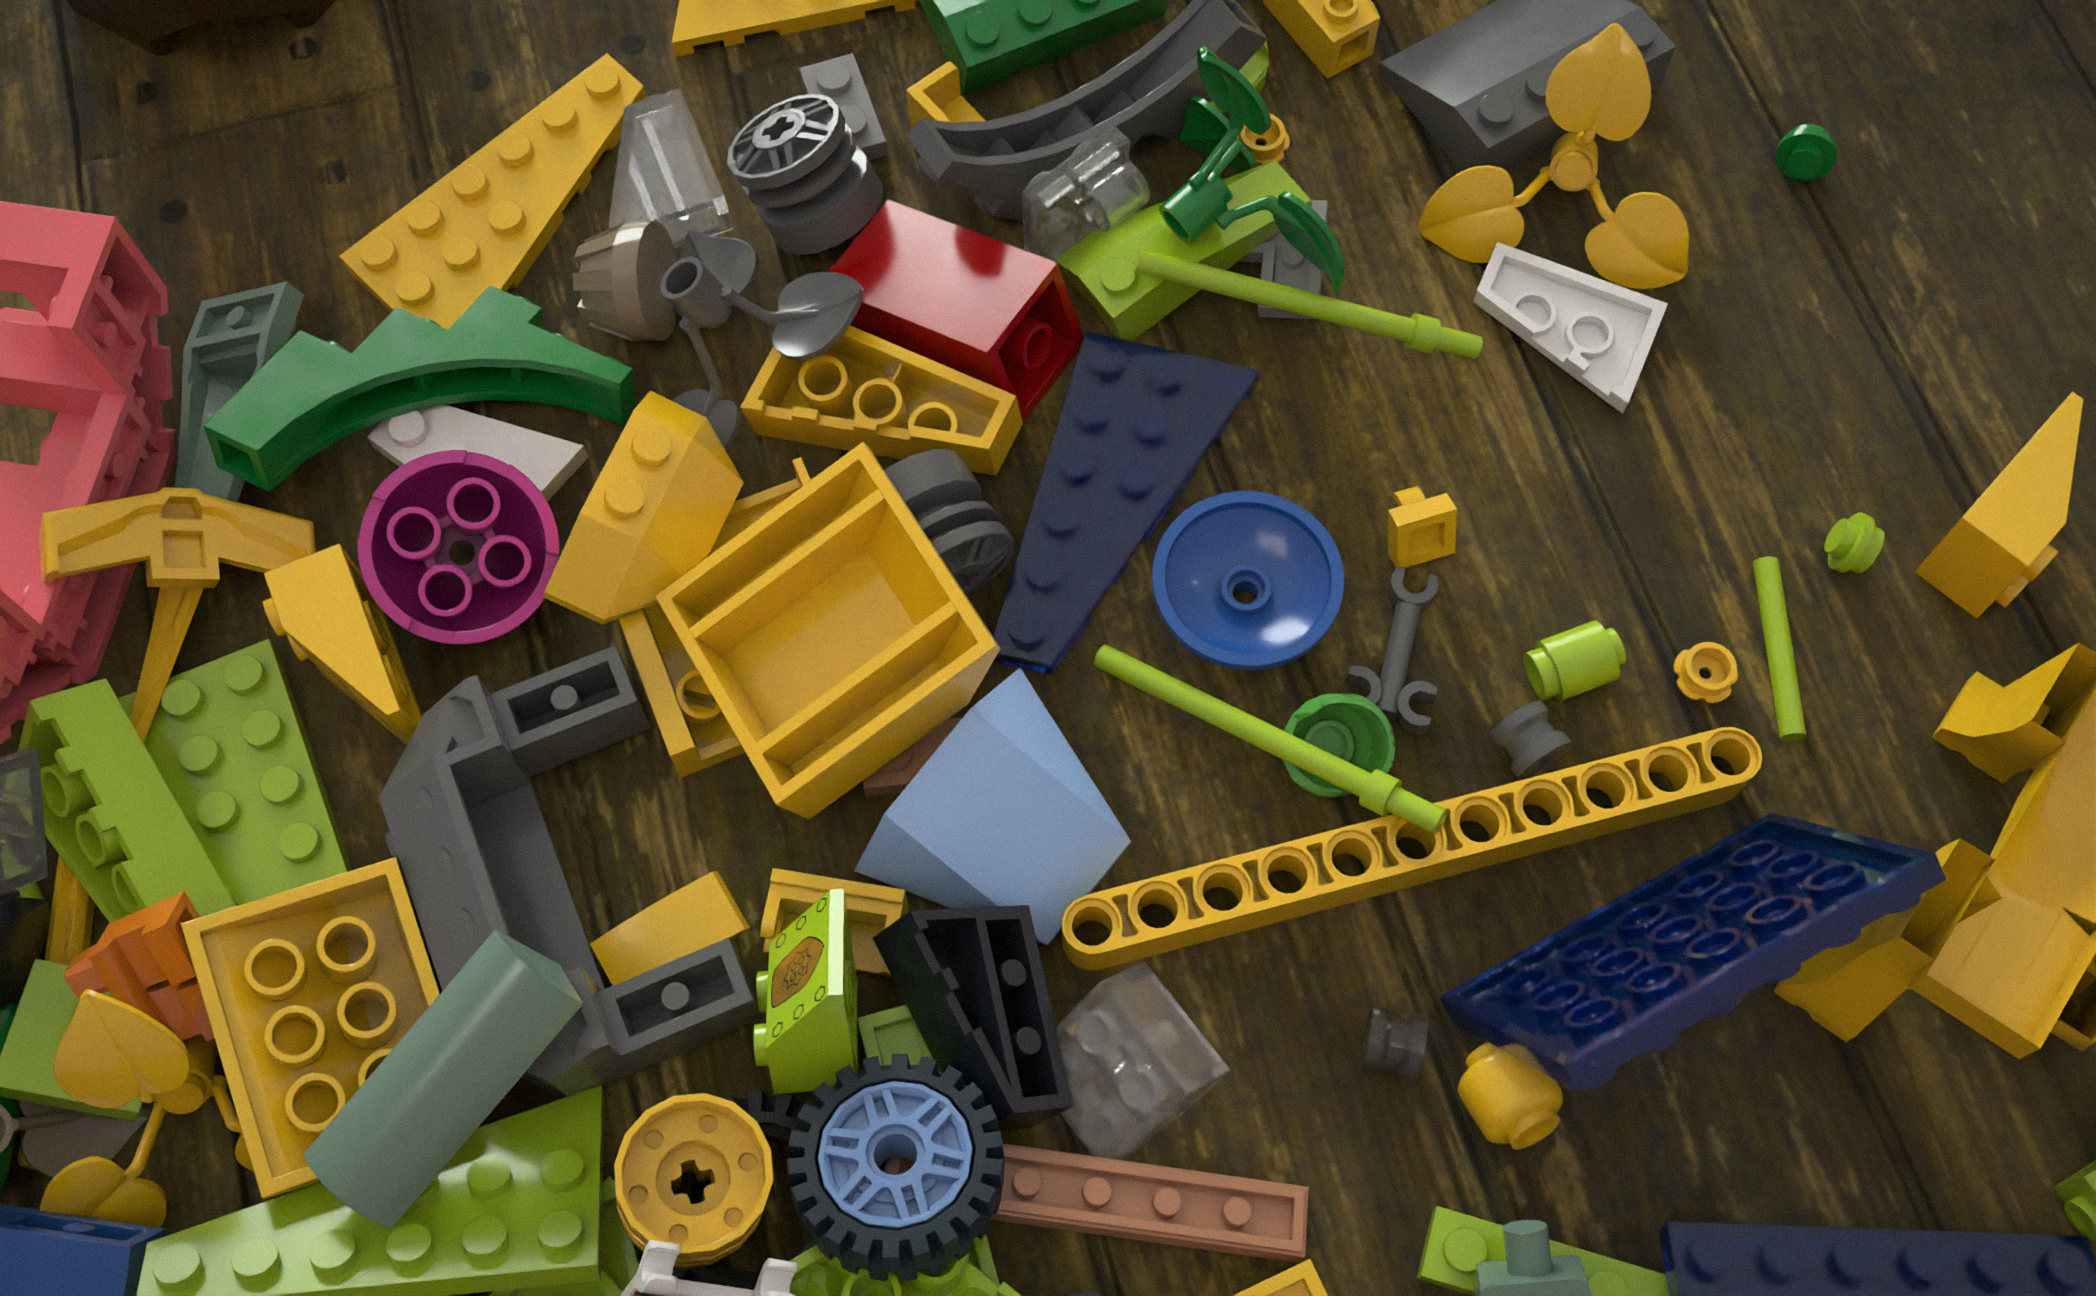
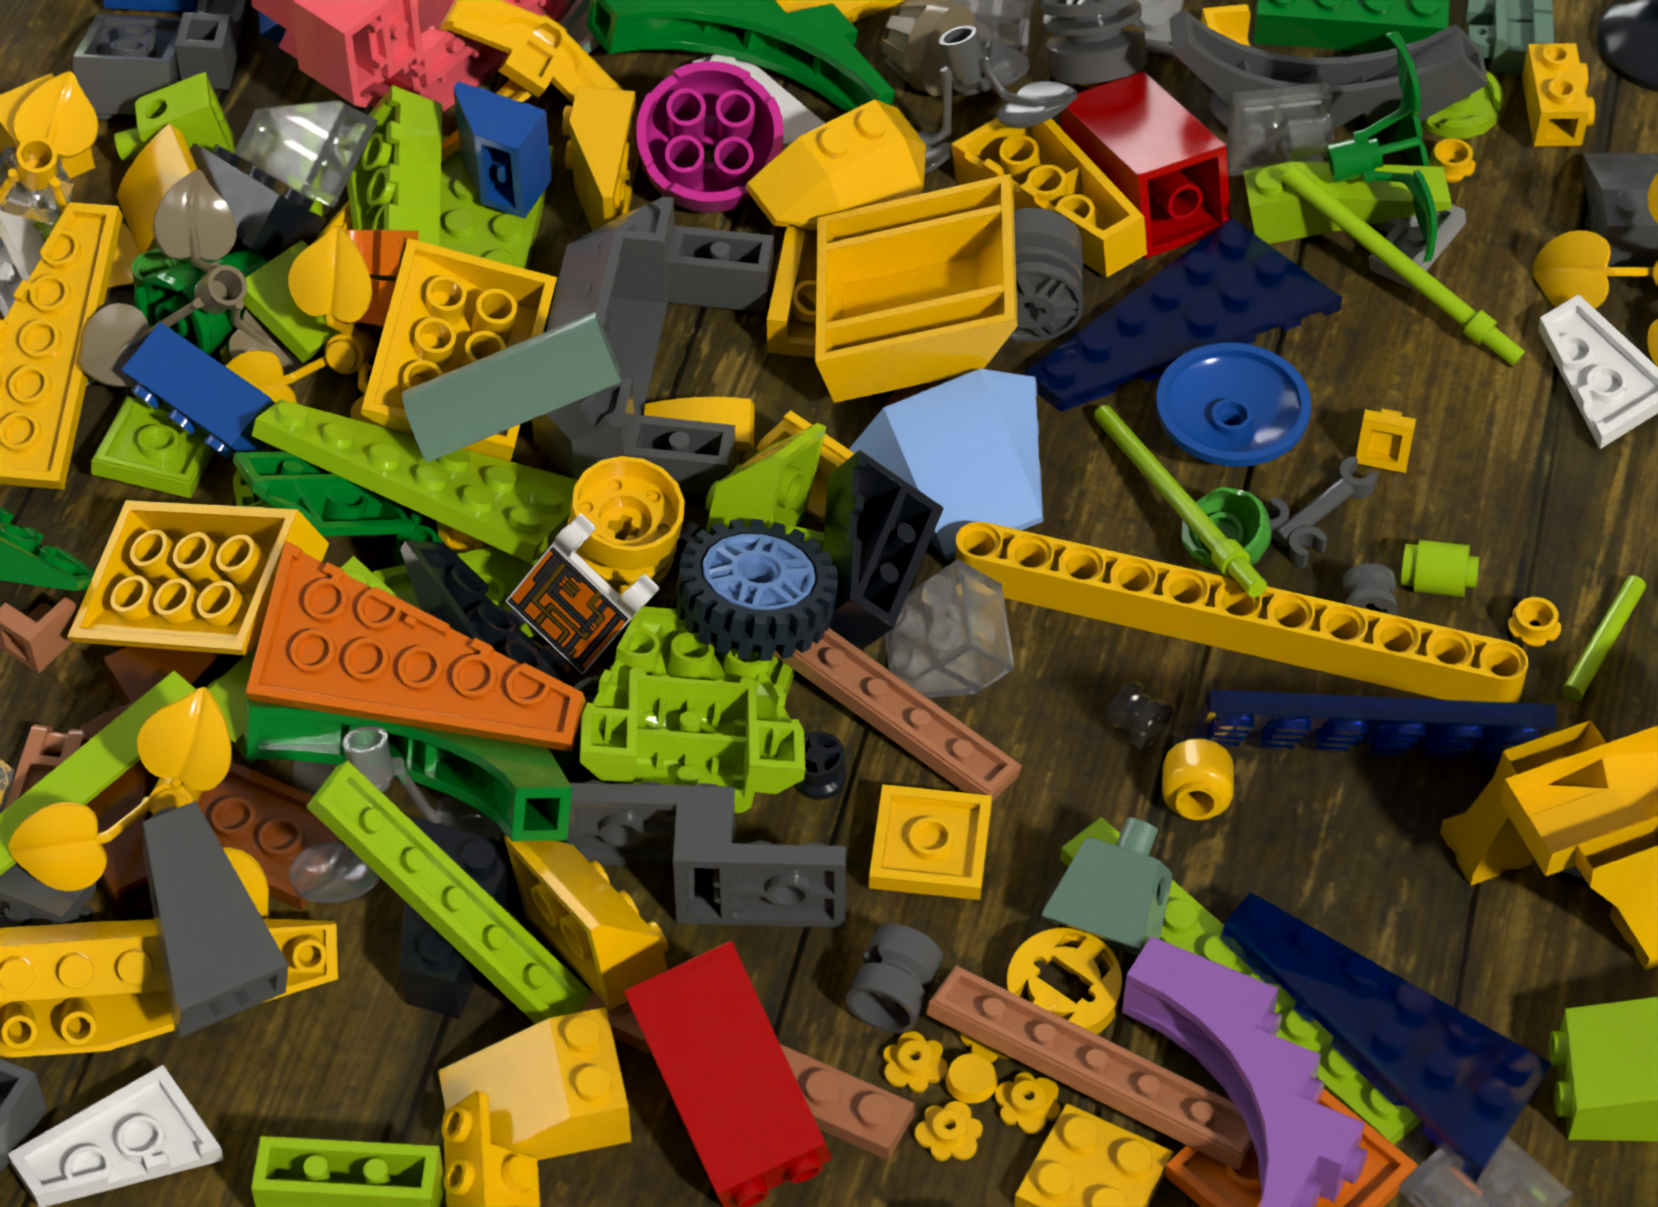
camera: 30 degrees right, 15 degrees down
(220, 699) = (503, 148): none -> blue slope

